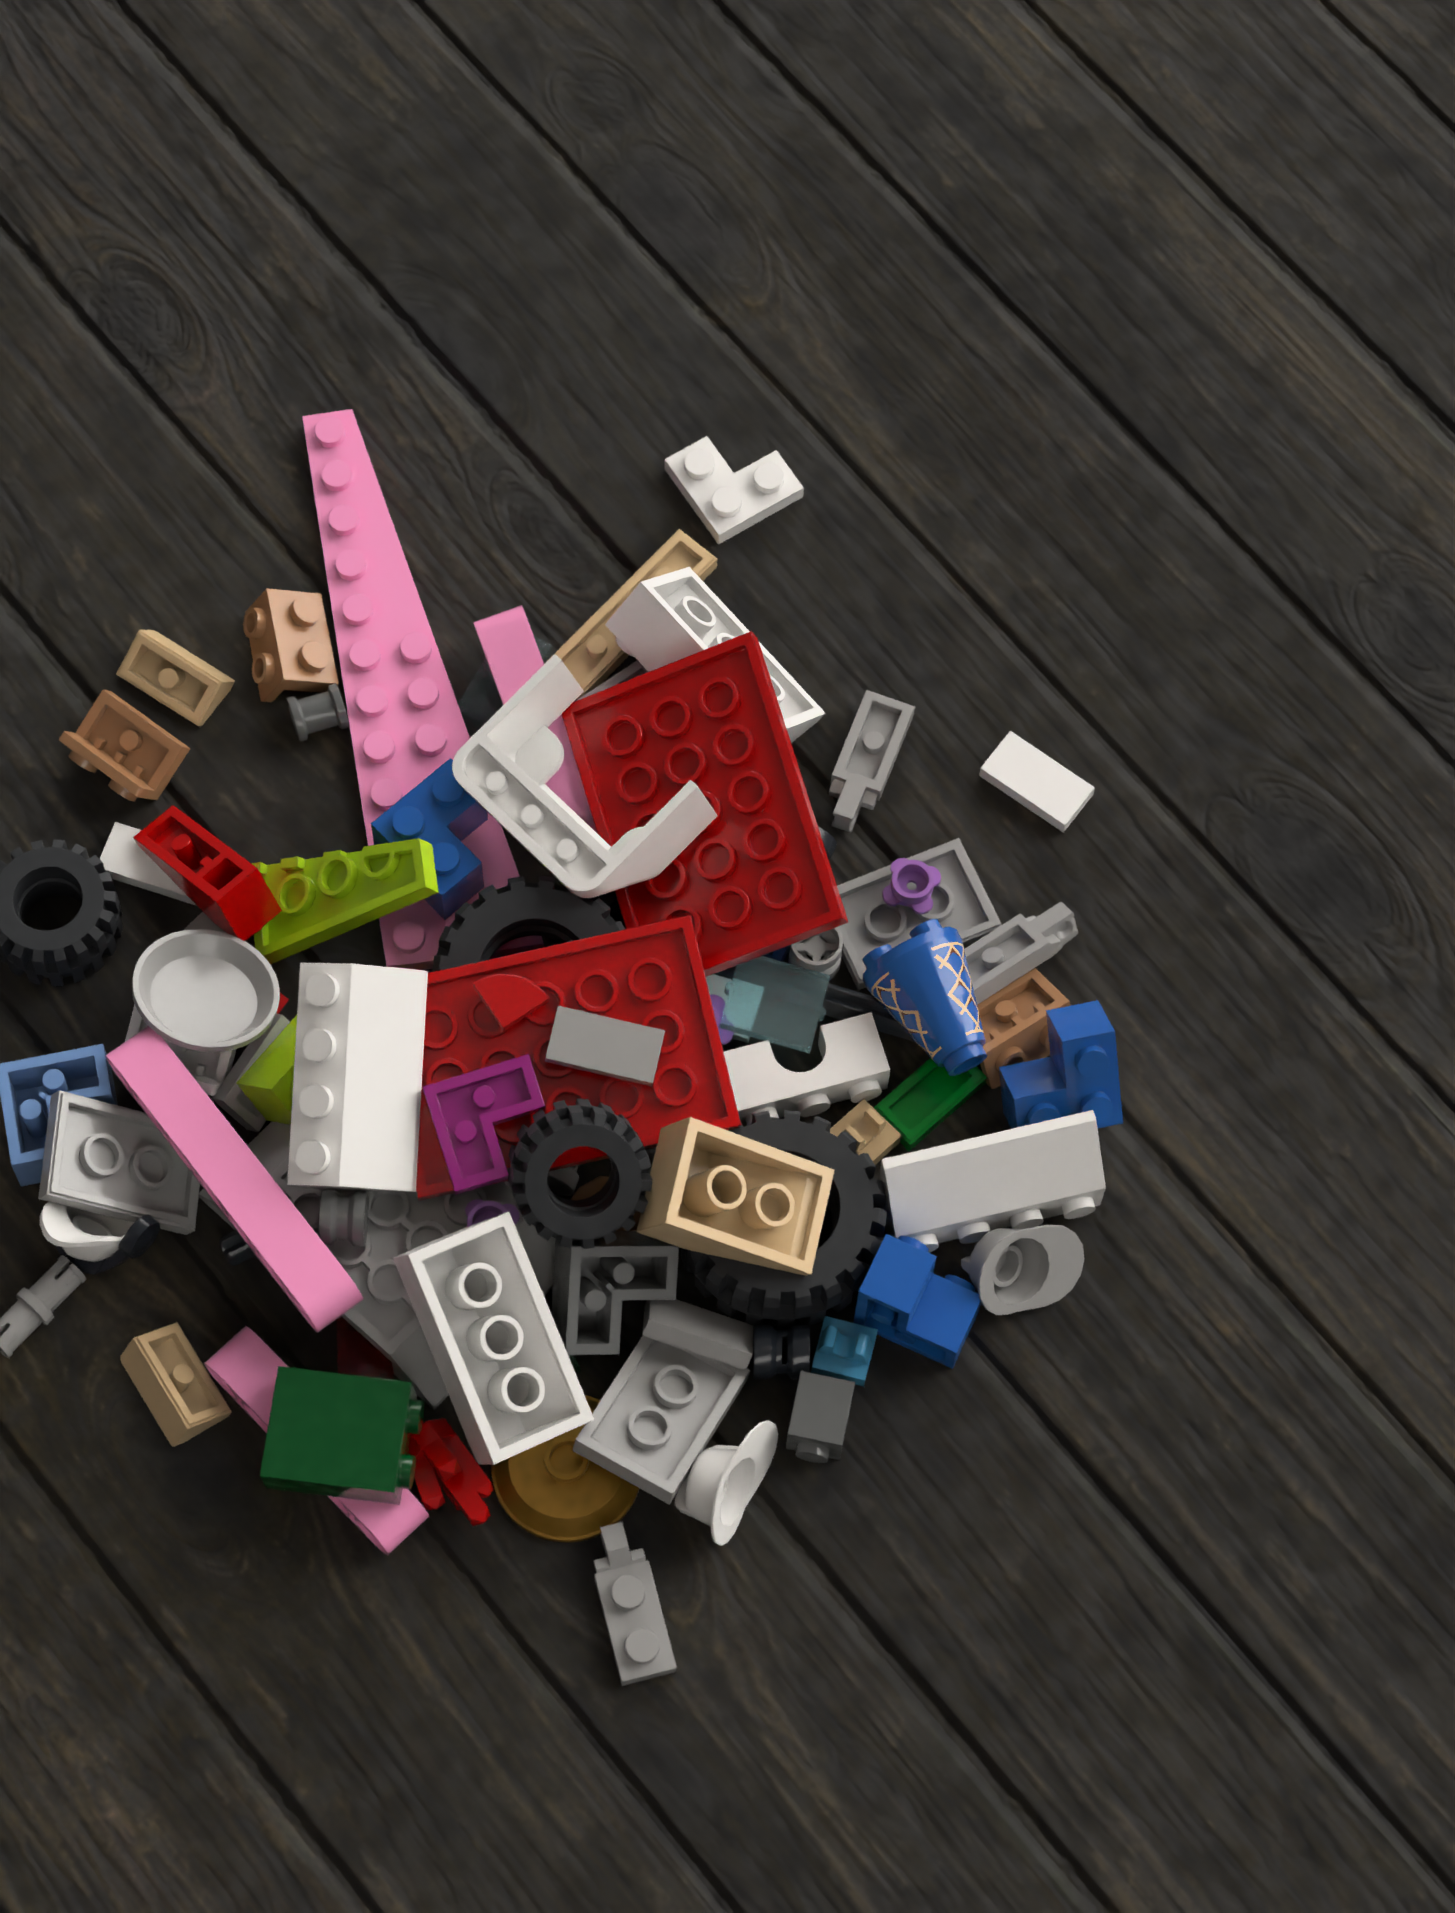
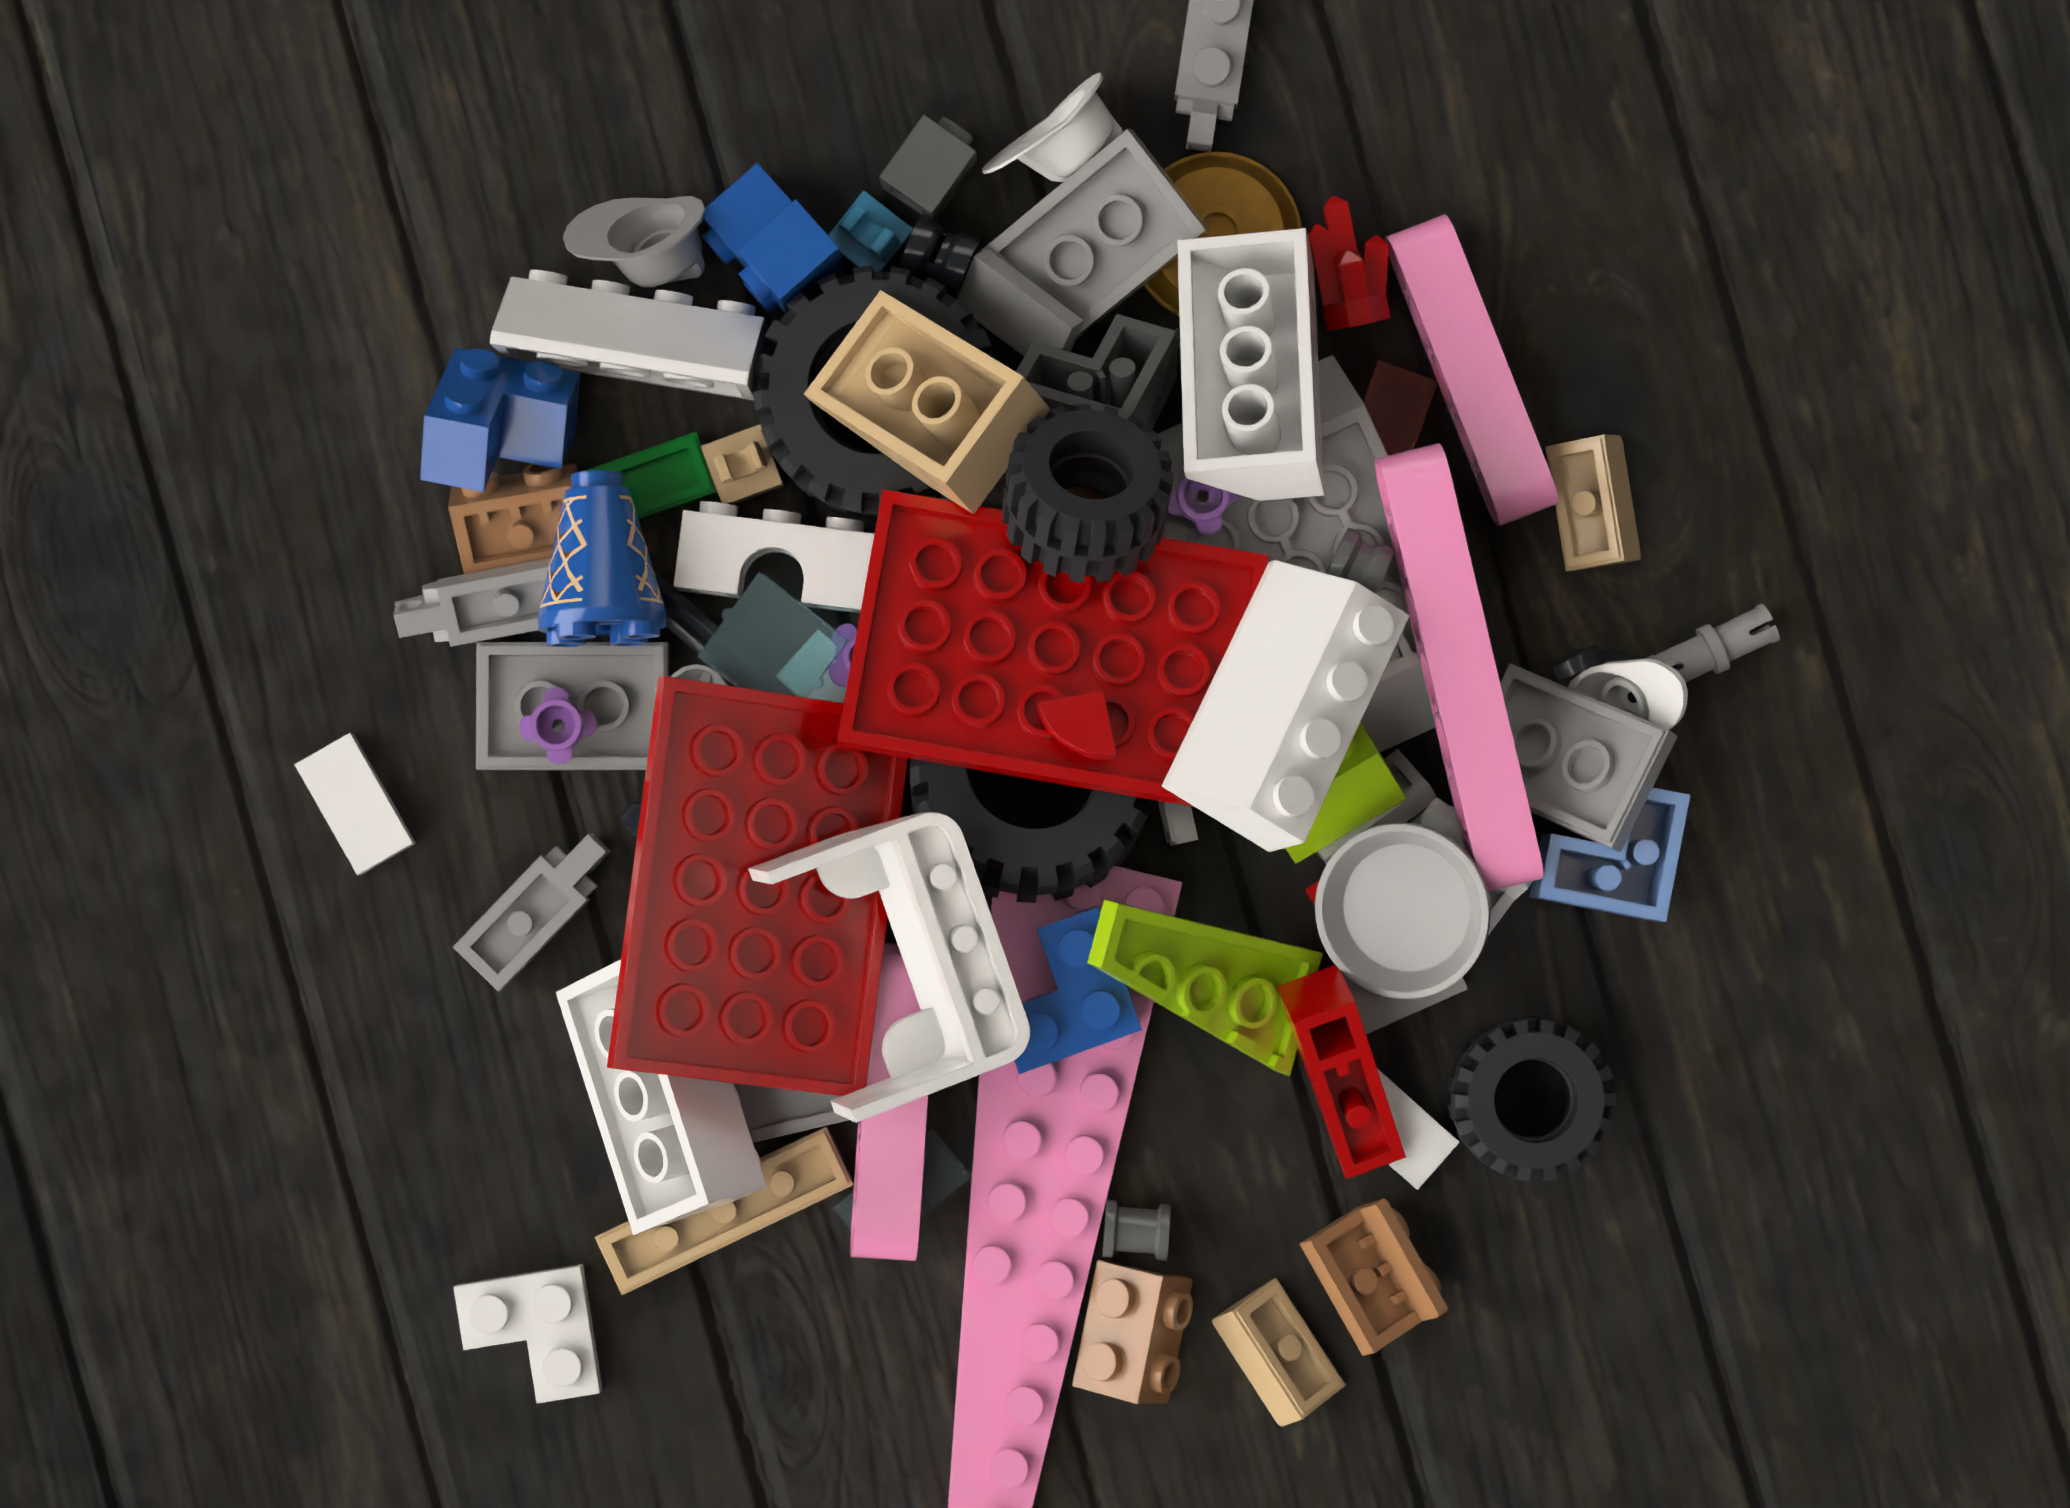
camera: 150 degrees left, 20 degrees up
(341, 1435) = (1451, 336): dark green brick -> none
(467, 1110) = (1178, 617): magenta plate -> none
(605, 1046) = (997, 628): light grey tile -> none

